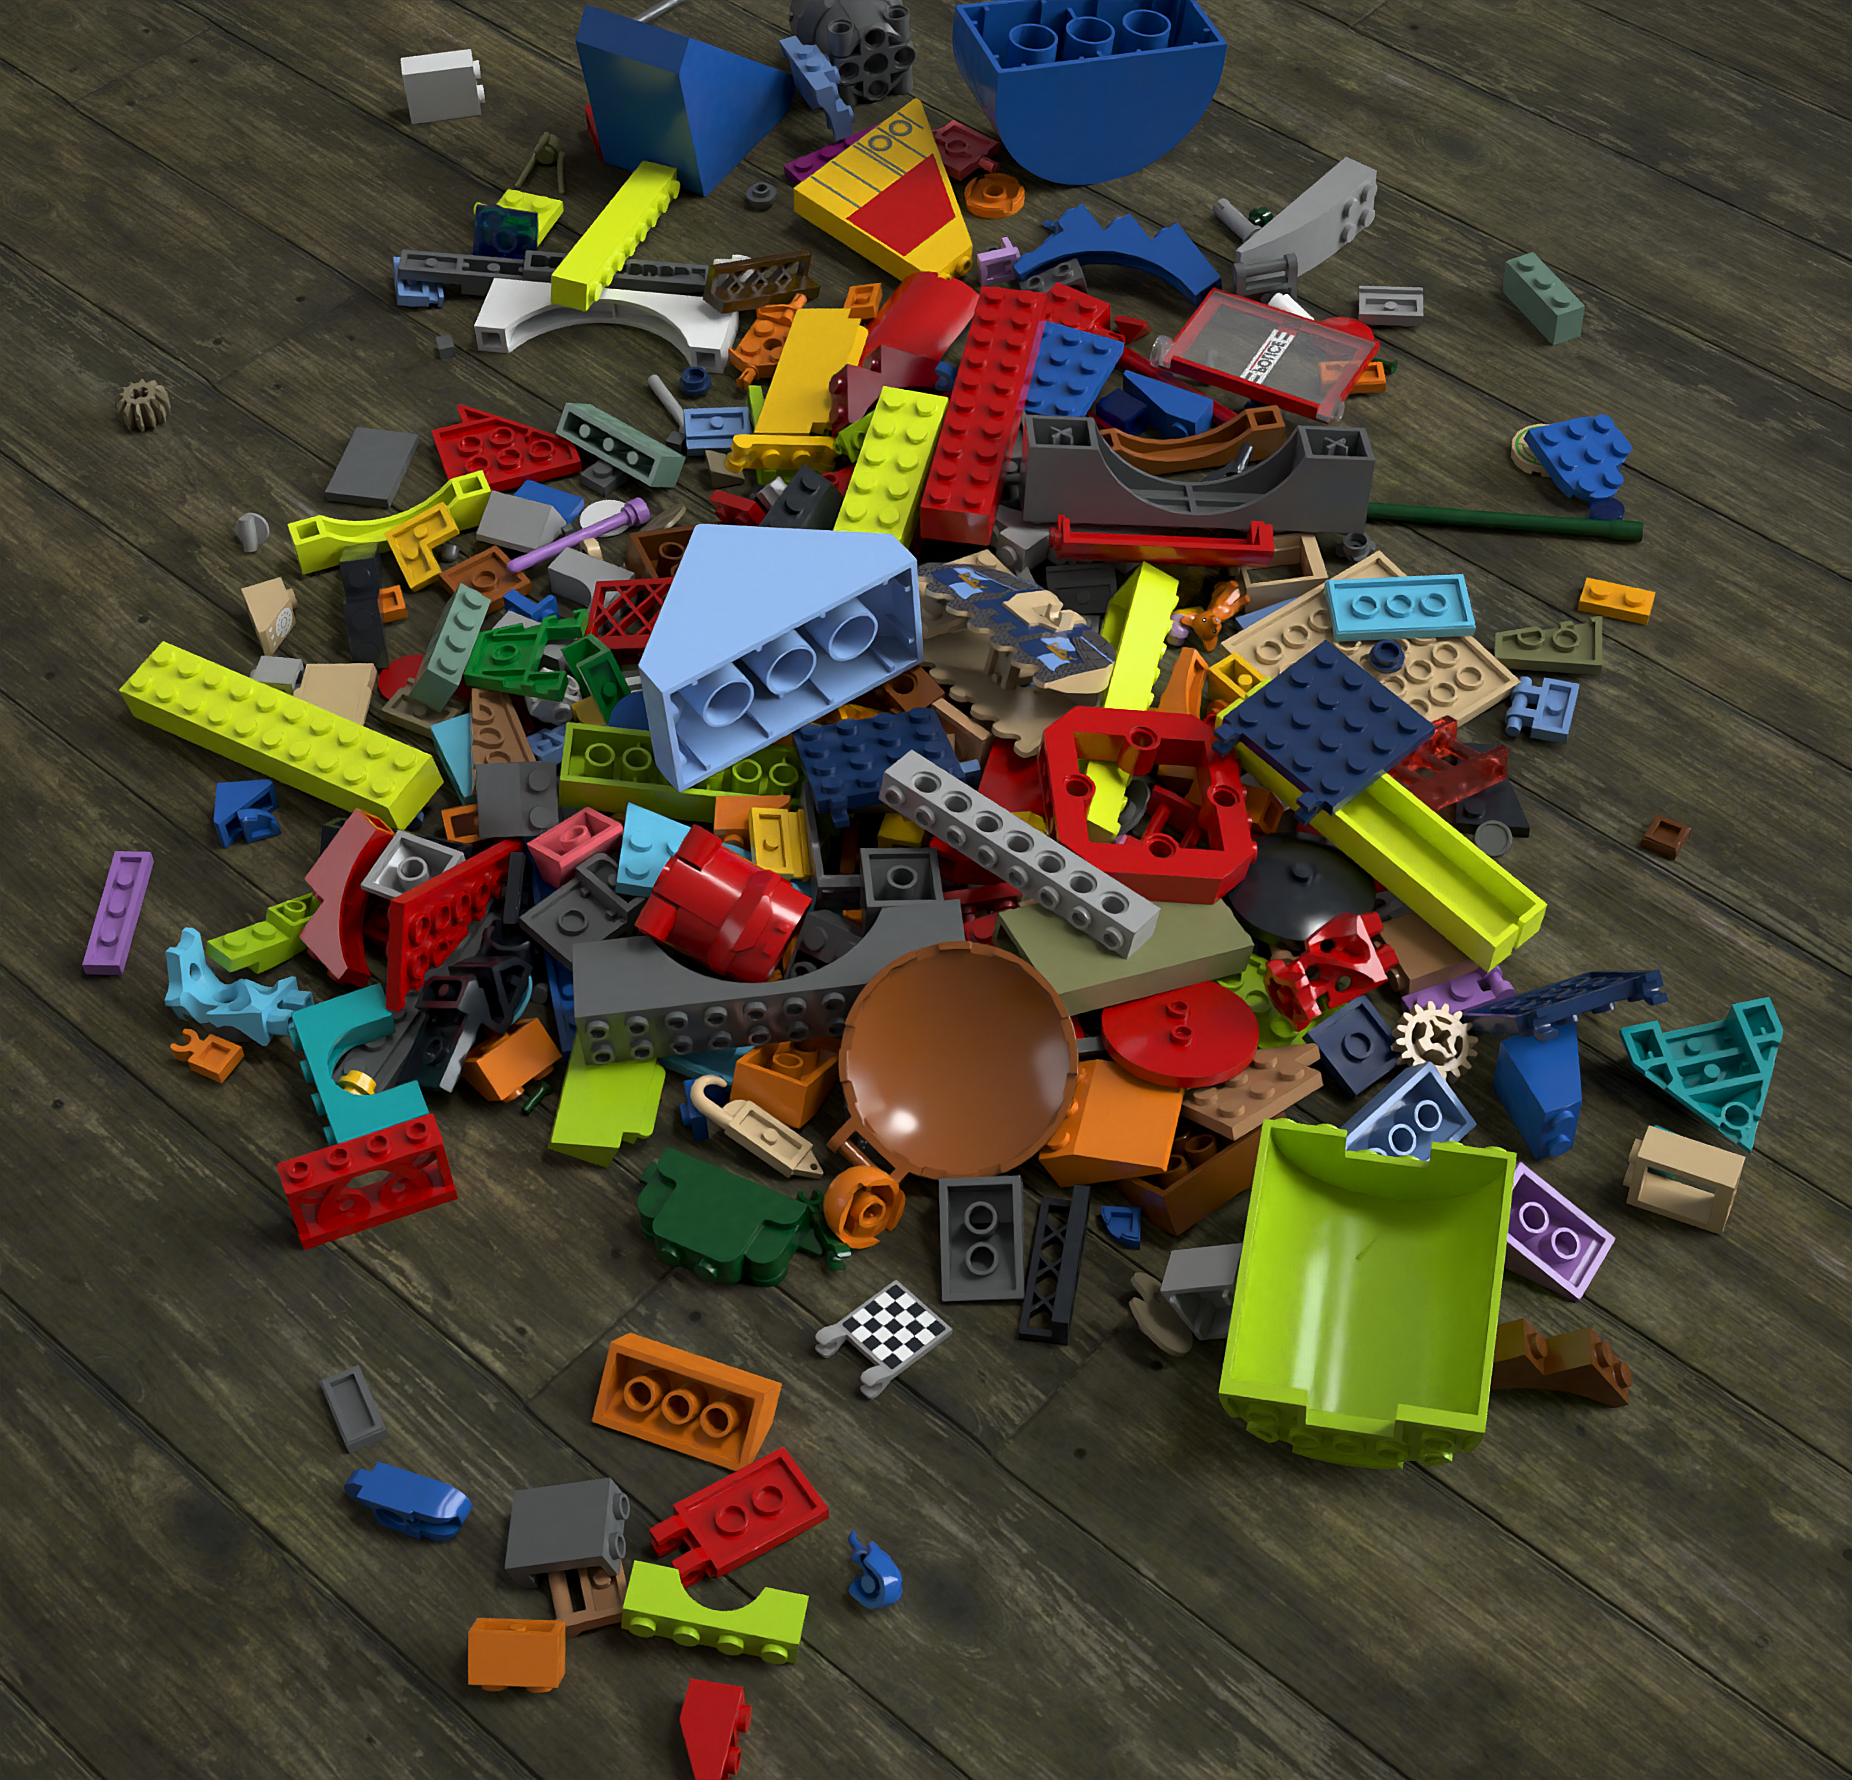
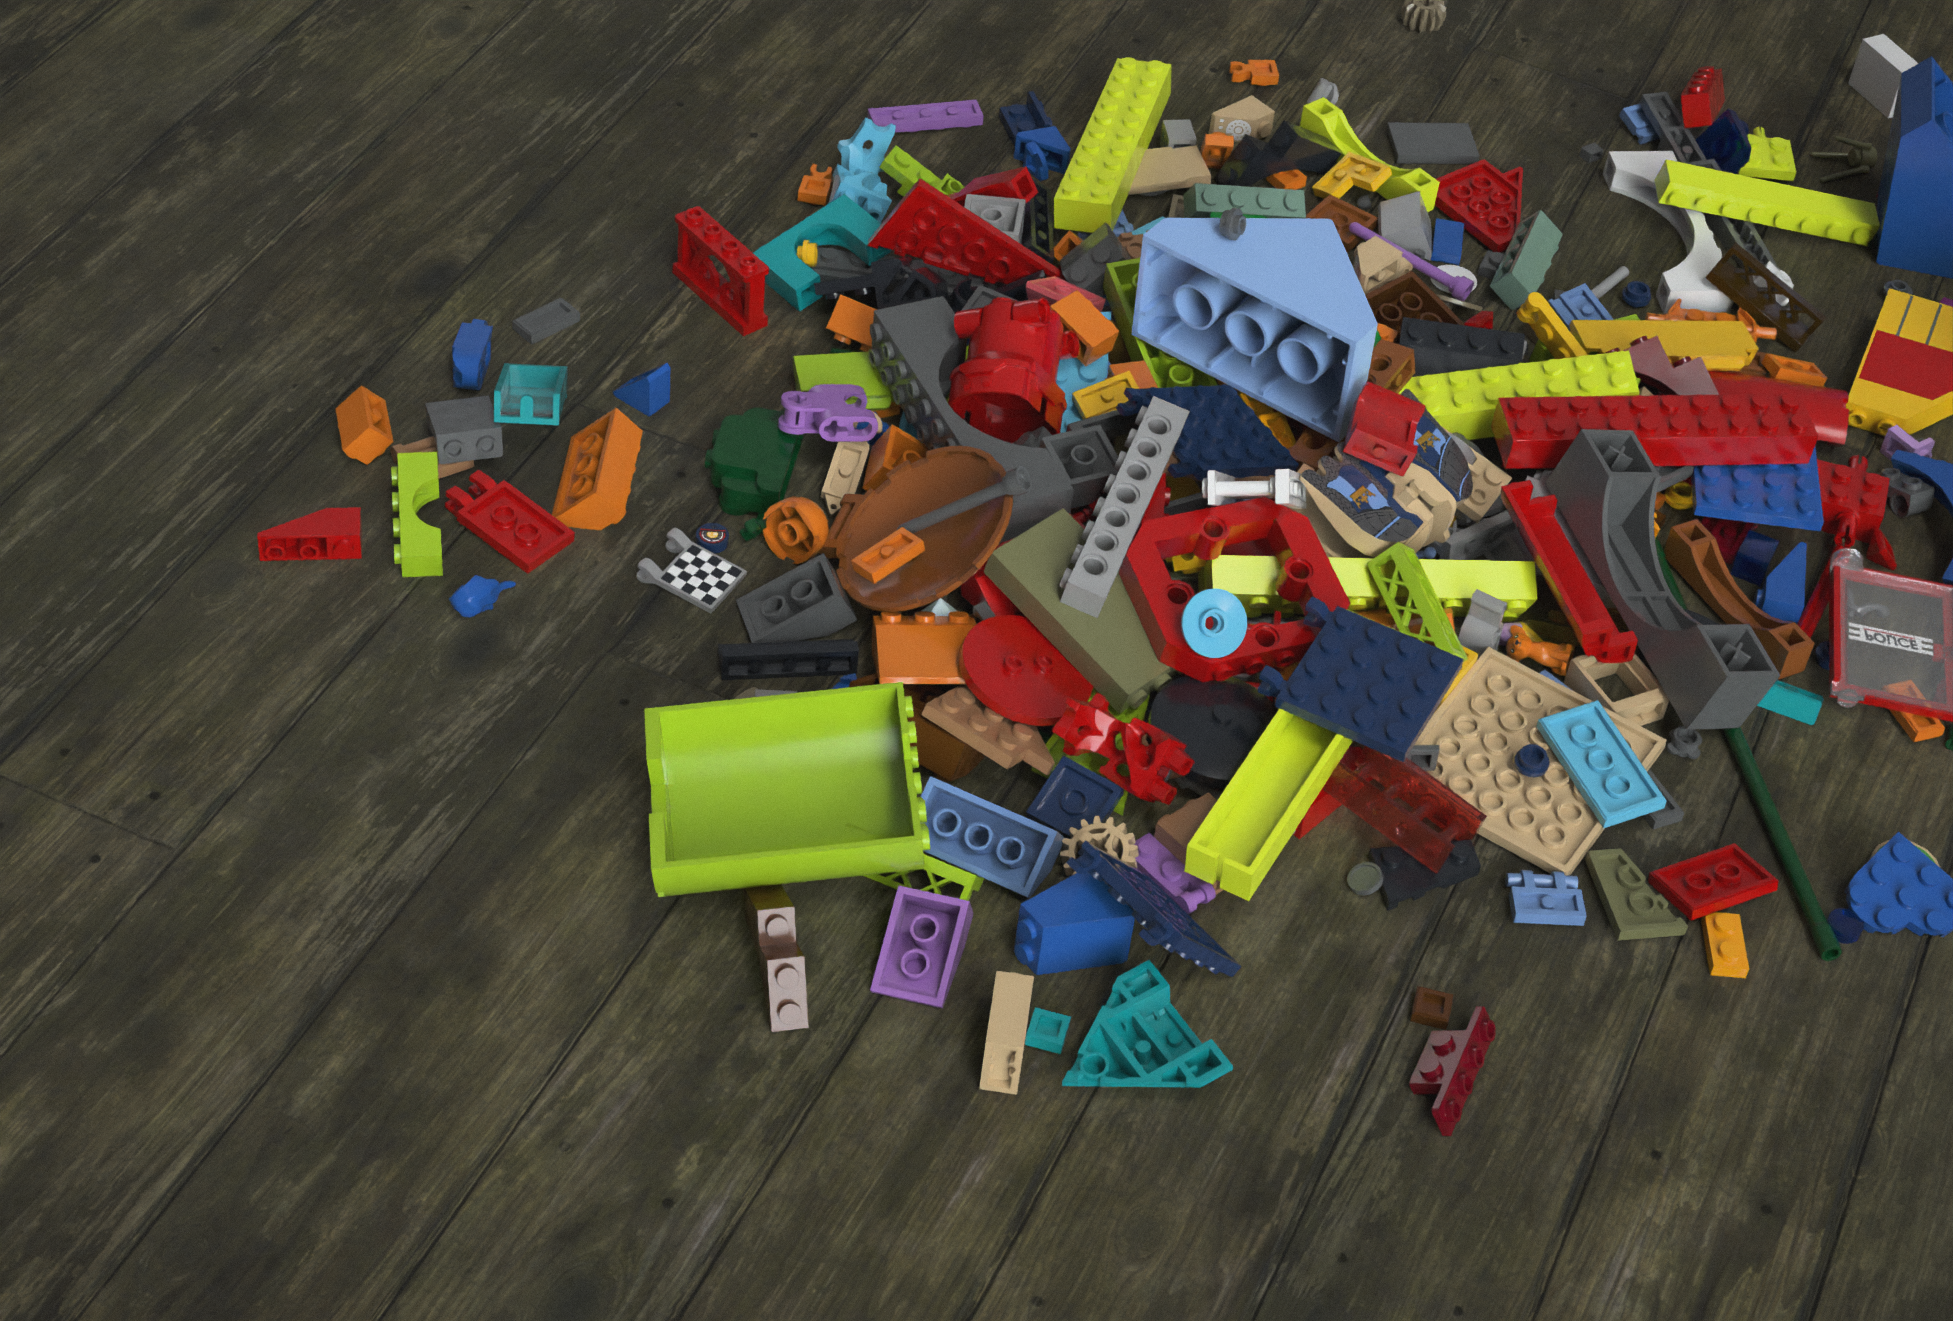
camera: 65 degrees right, 5 degrees down
(174, 815) = (1024, 117): none -> dark blue bracket
(179, 576) = (1257, 71): none -> orange plate
(330, 641) = (1216, 149): none -> orange plate
(427, 225) = (1703, 97): none -> red brick
(539, 1318) = (647, 390): none -> blue slope
(540, 1435) = (530, 394): none -> teal door
(604, 559) = (1376, 263): none -> tan slope
(663, 825) = (1092, 328): none -> orange brick
(691, 604) = (1232, 223): none -> dark grey plate
(700, 1120) = (827, 413): none -> medium lavender piece
(829, 1303) = (712, 537): none -> tile
(967, 1114) = (888, 555): none -> orange plate
(982, 602) = (1383, 428): none -> red panel
(985, 936) = (1013, 483): none -> dark grey piece
(1022, 710) = (1284, 487): none -> white fence
(1186, 659) = (1420, 594): none -> lime fence
(1199, 633) = (1483, 623): none -> light grey piece
(1222, 825) = (1228, 625): none -> medium azure dish
(1543, 582) = (1713, 881): none -> red tile
(1748, 845) = (1451, 1065): none -> dark red bracket

